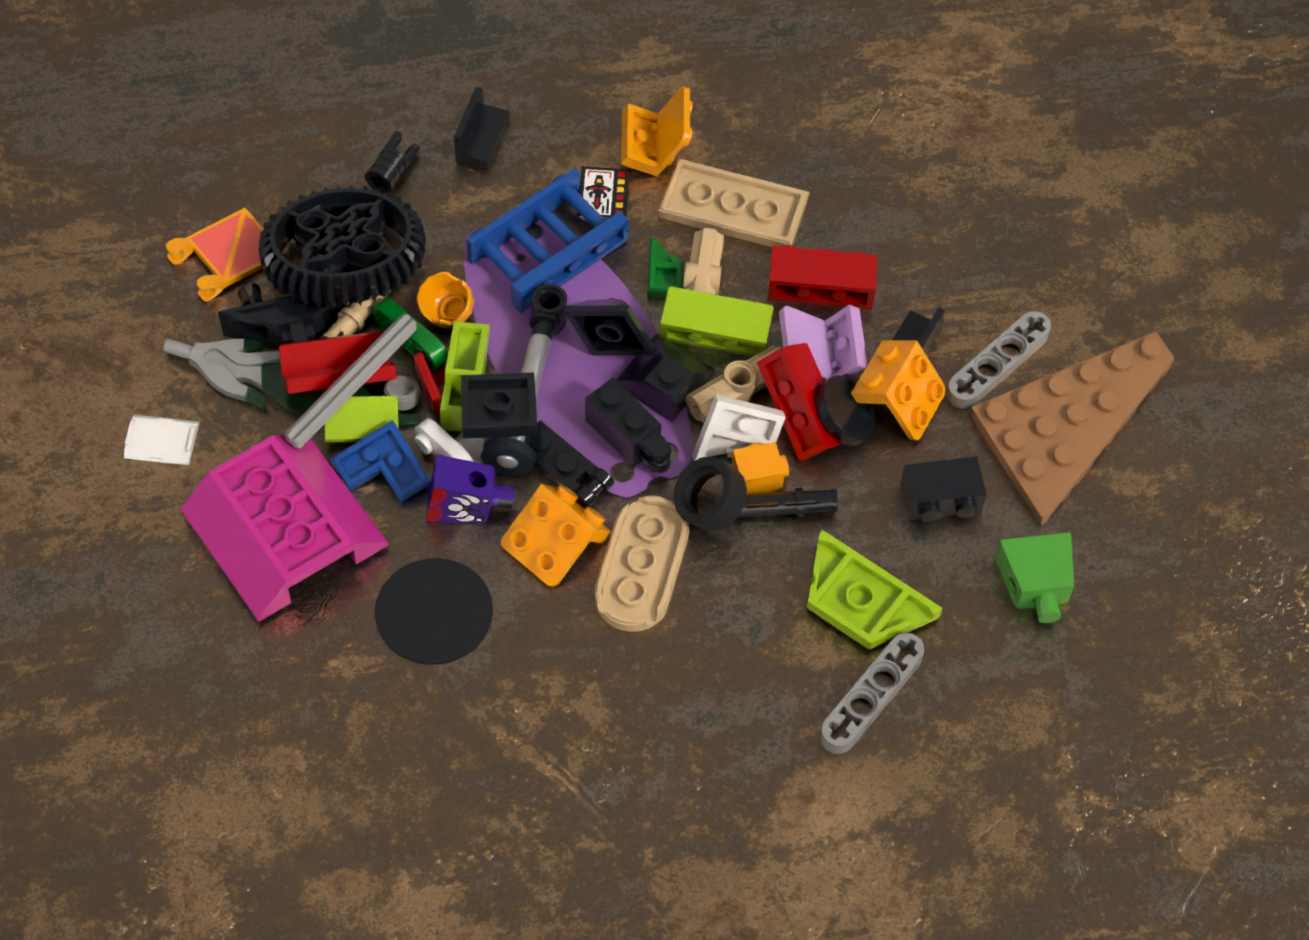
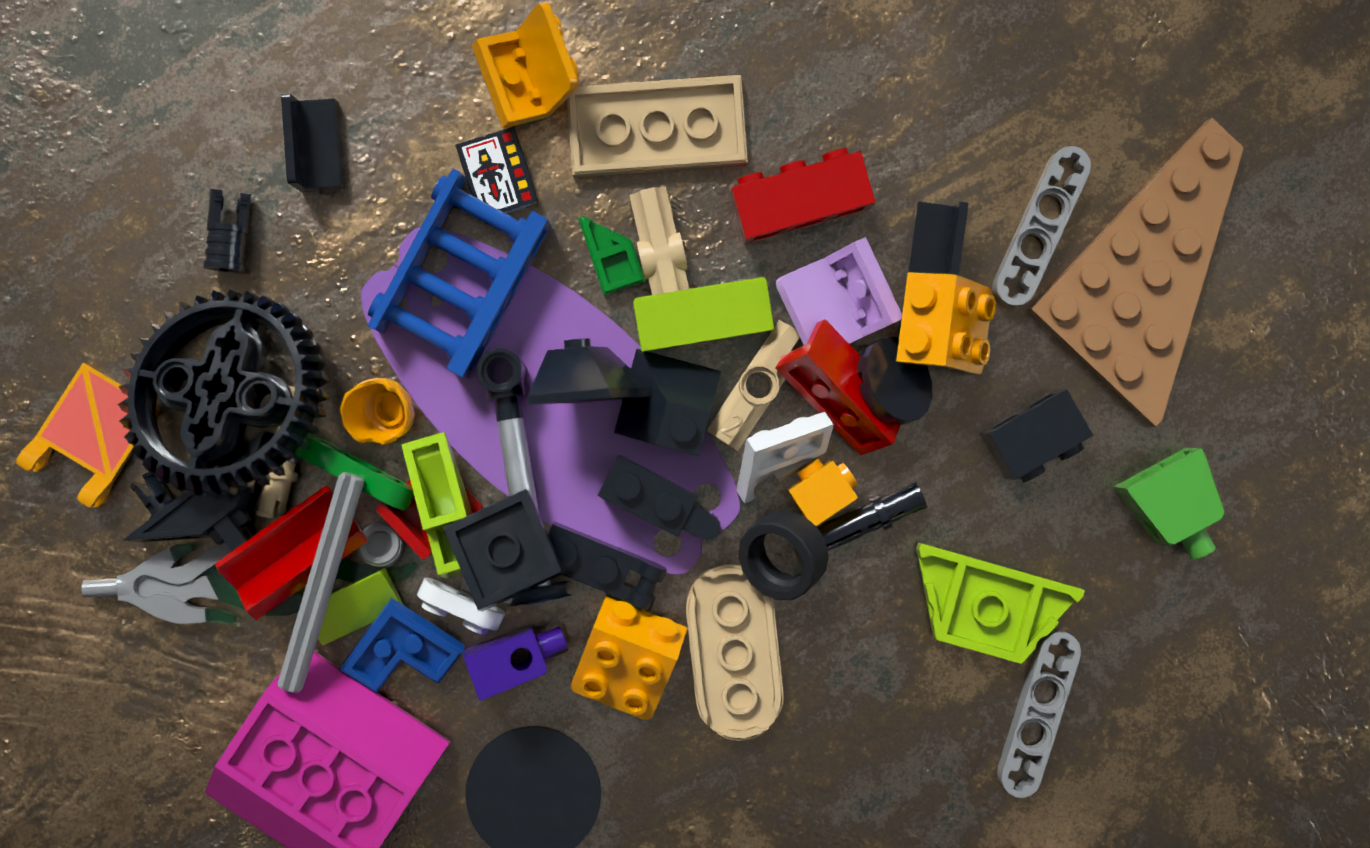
camera: 20 degrees left, 30 degrees up
(160, 439) = (138, 704): white piece -> none

